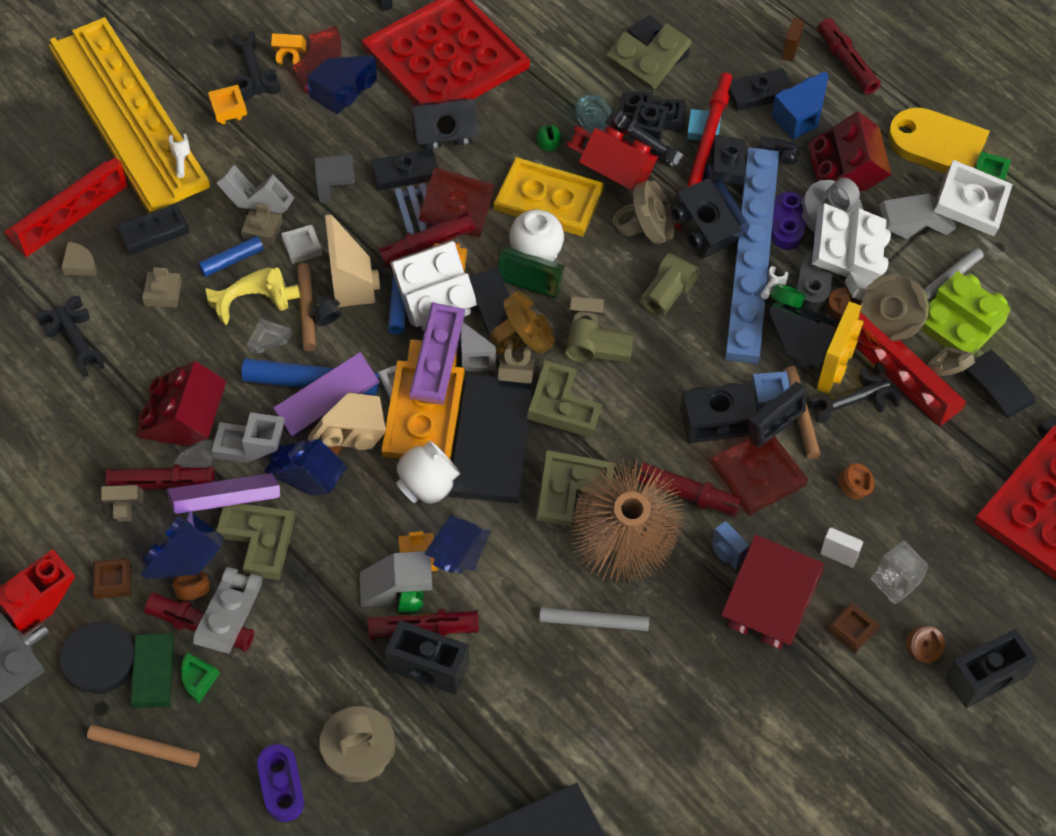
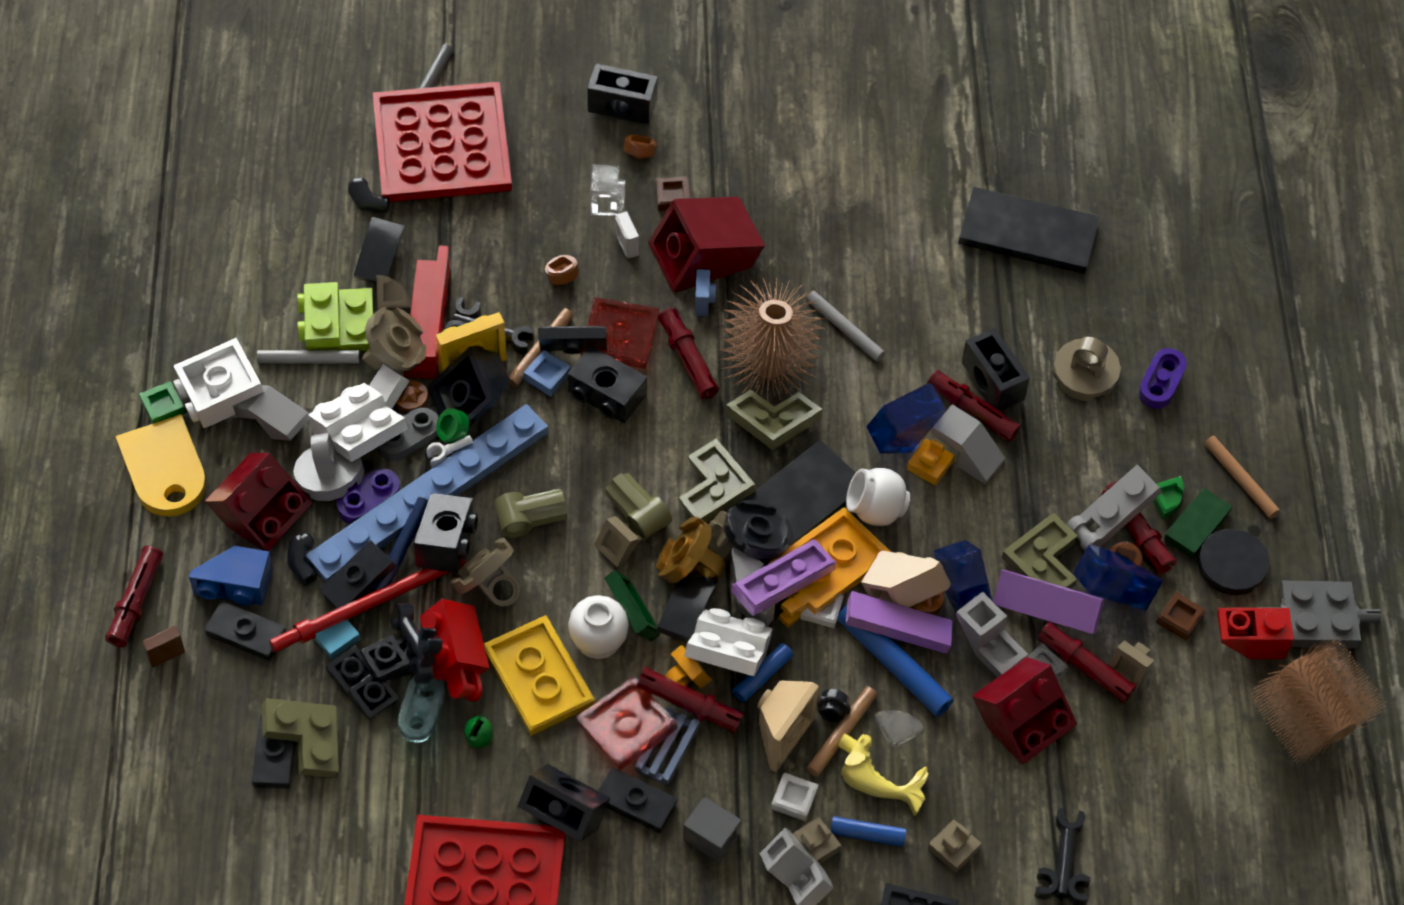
camera: 140 degrees left, 0 degrees up
(490, 375) = (758, 530): none -> black tile

